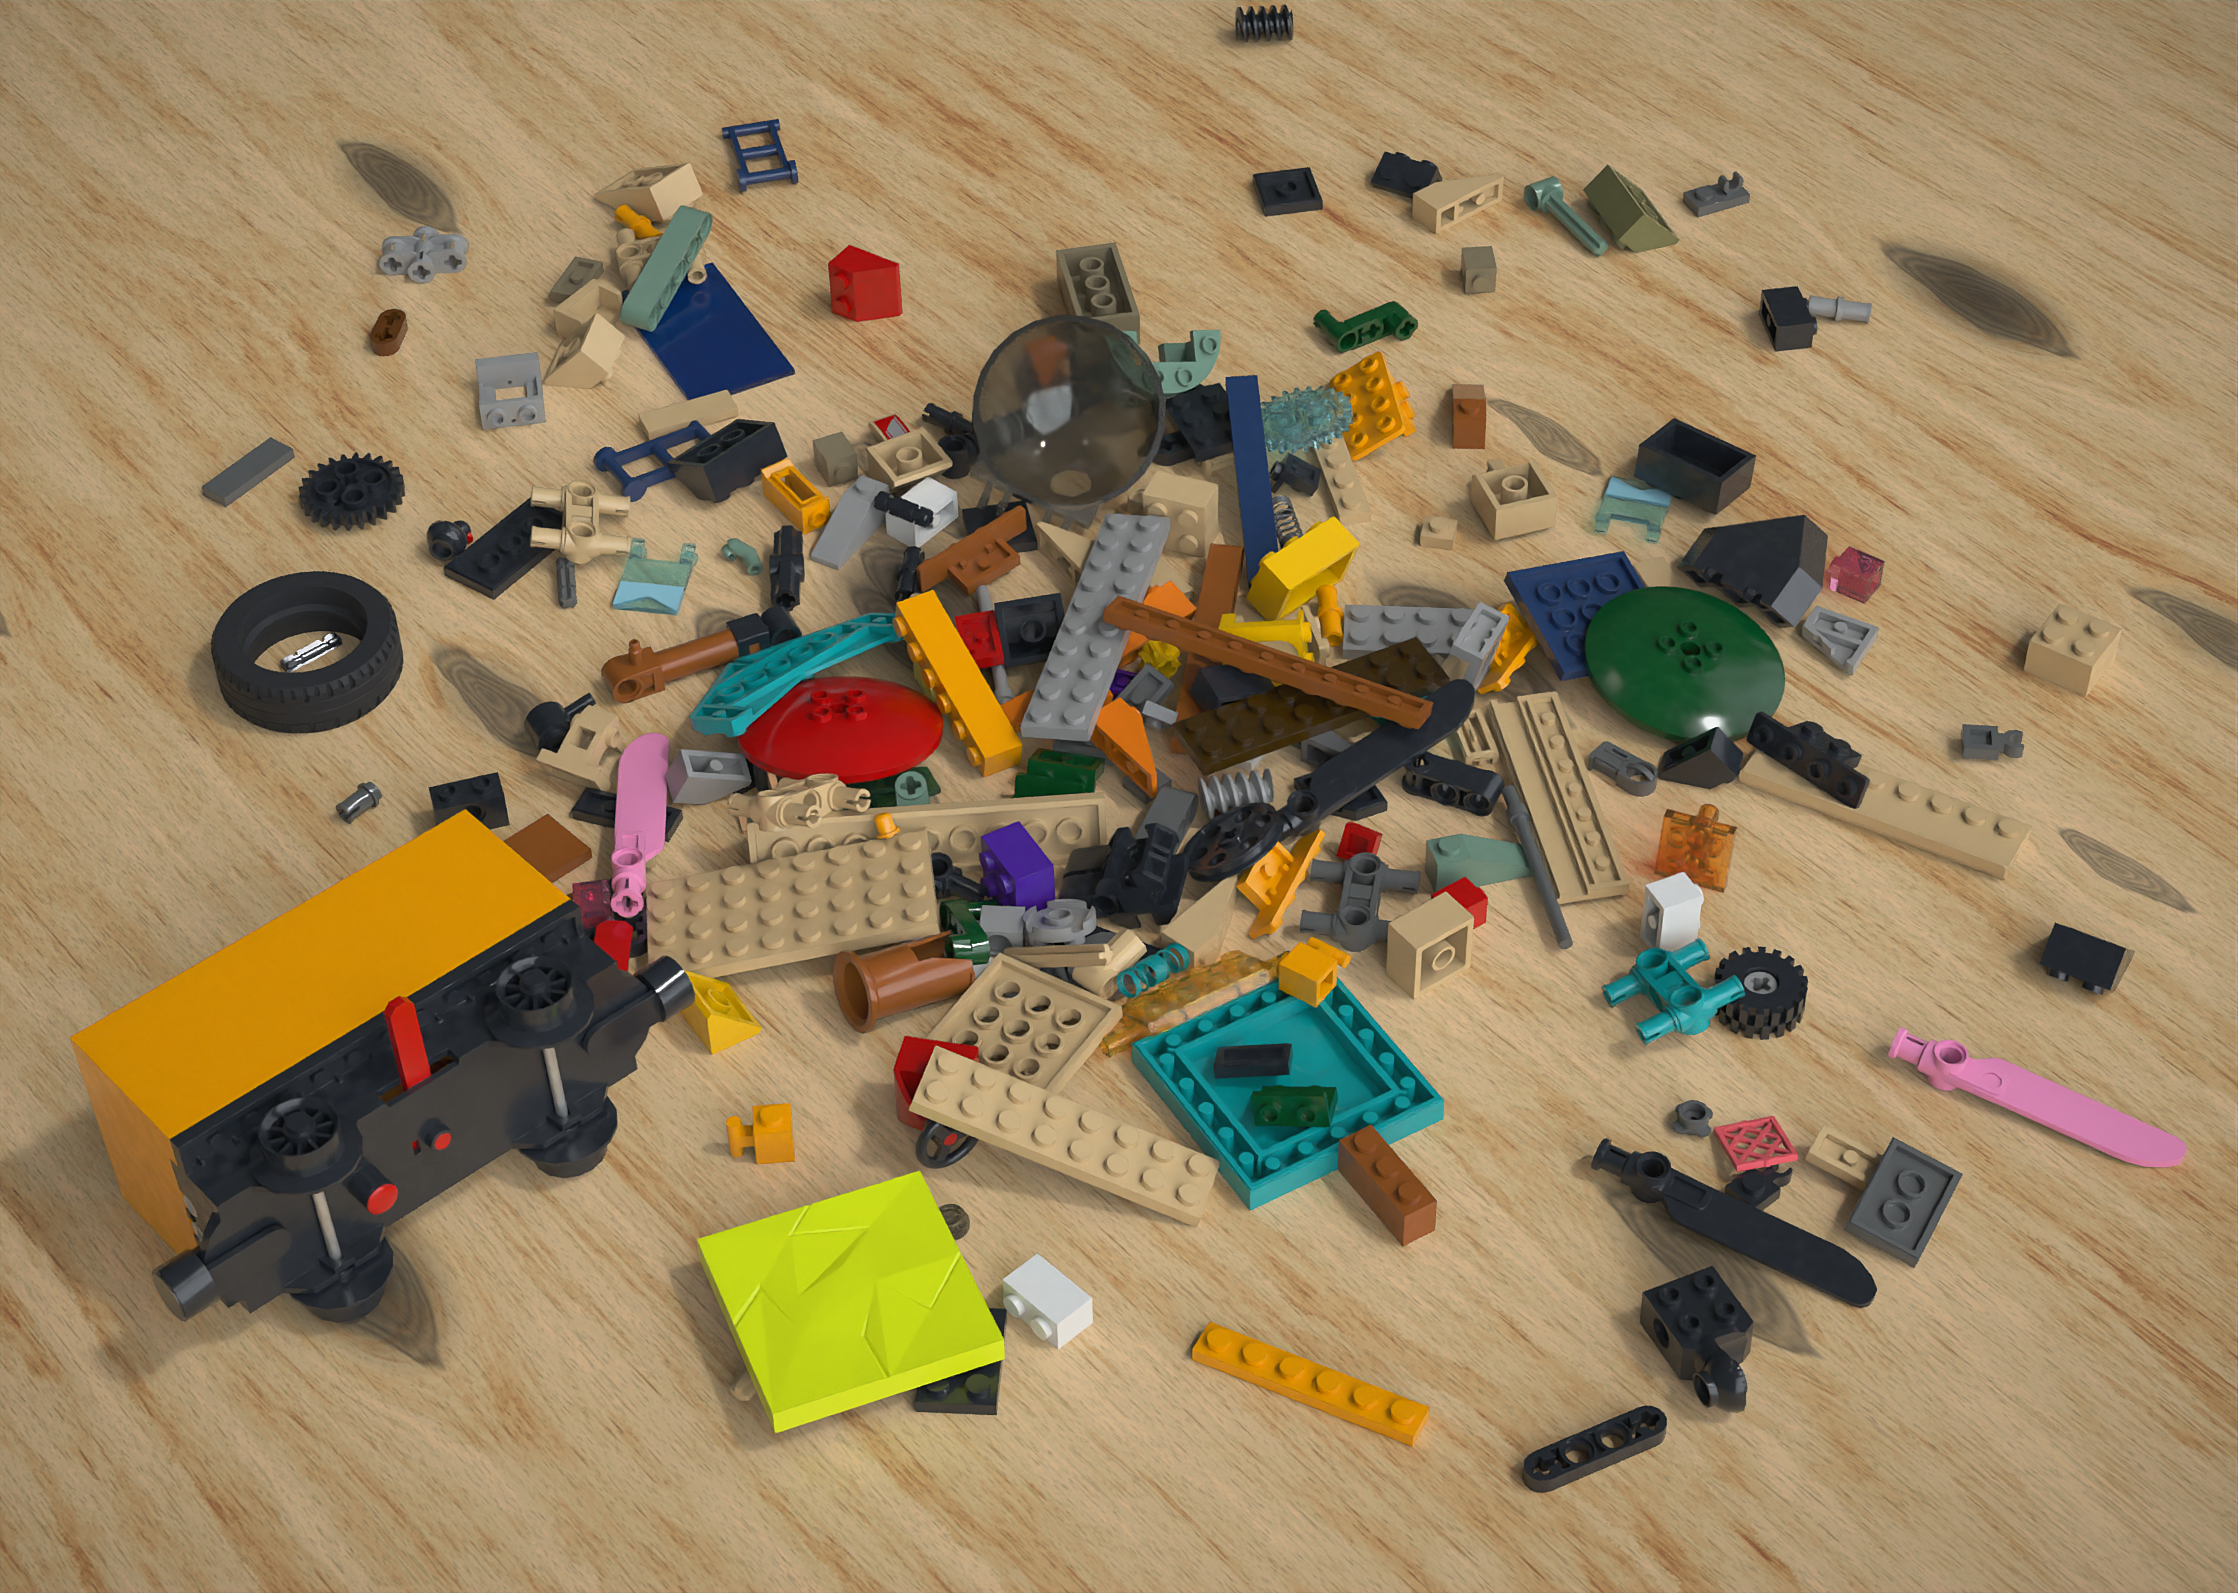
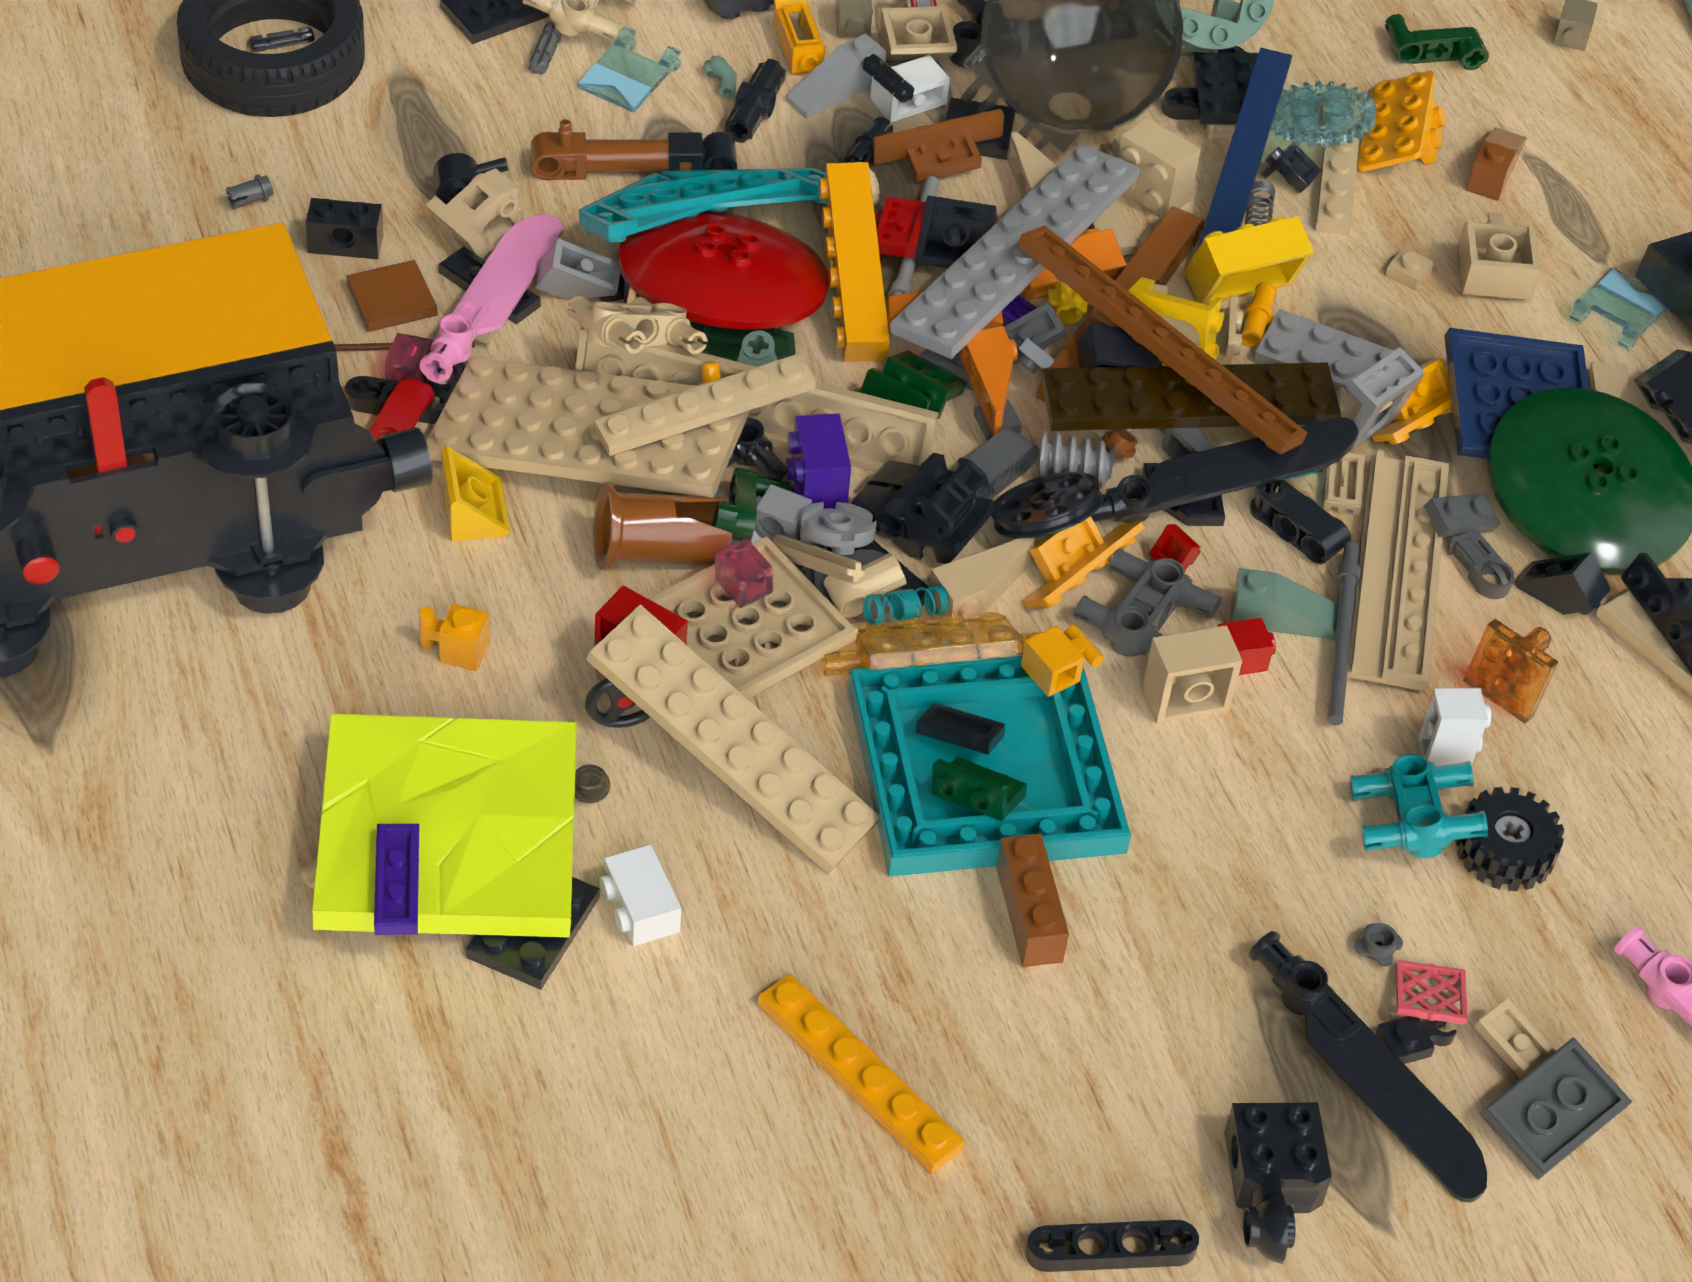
camera: 15 degrees right, 5 degrees up
(835, 1360) = (397, 879): none -> dark purple tile
(894, 853) = (704, 404): none -> tan plate
(999, 990) = (743, 573): none -> clear pink brick
(1264, 762) = (1125, 443): none -> dark orange plate
(1588, 731) = (1461, 514): none -> dark grey plate

